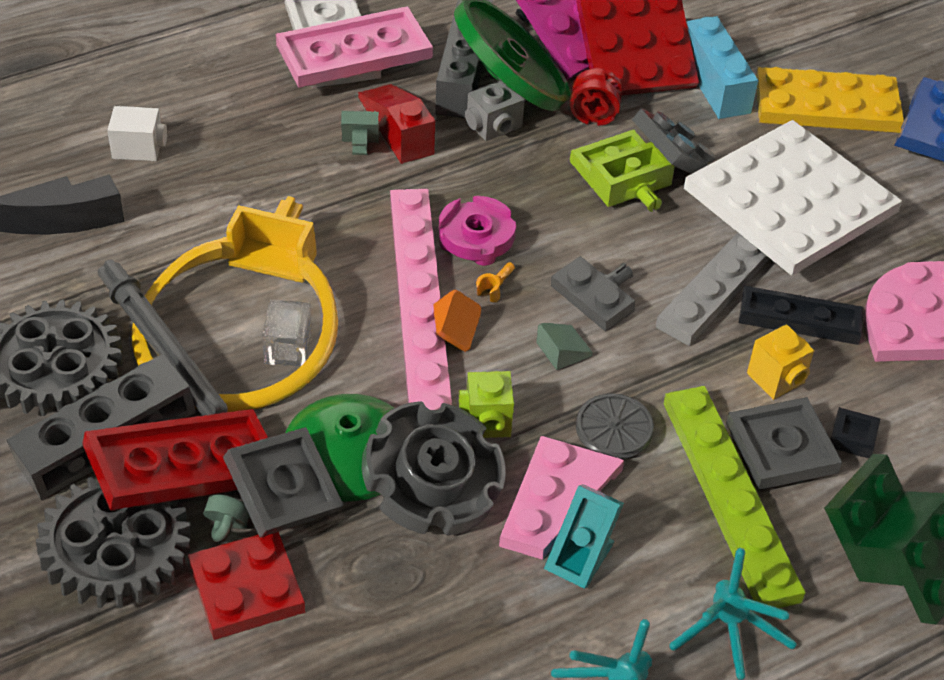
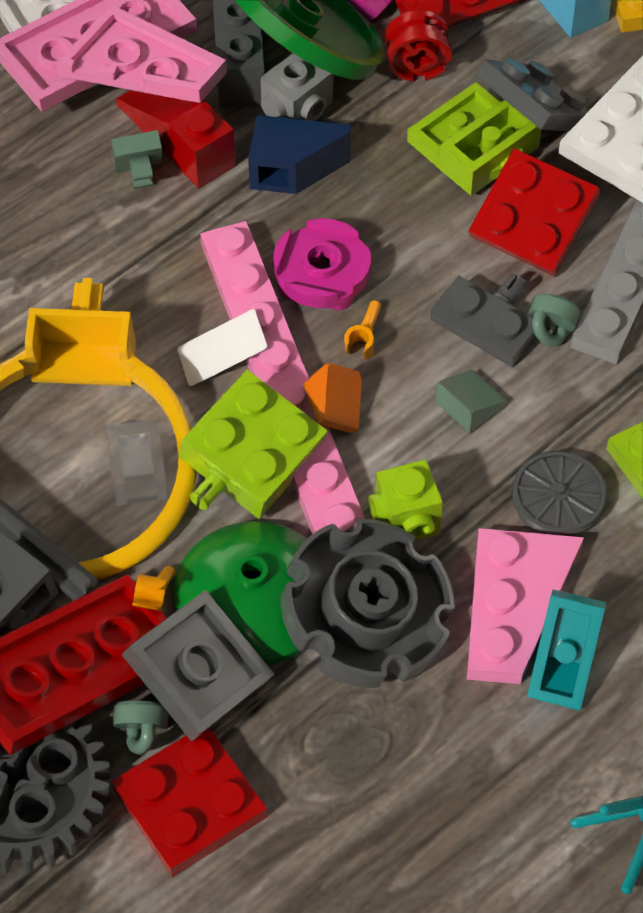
camera: 10 degrees left, 10 degrees up
(266, 421) = (151, 590): none -> light orange hand
(376, 337) = (249, 445): none -> lime plate
(380, 269) = (222, 347): none -> white sticker
(381, 60) = (142, 58): none -> bright pink wing
(480, 150) = (295, 153): none -> dark blue slope
(648, 297) = (553, 313): none -> sand green tile
(652, 224) = (534, 212): none -> red plate

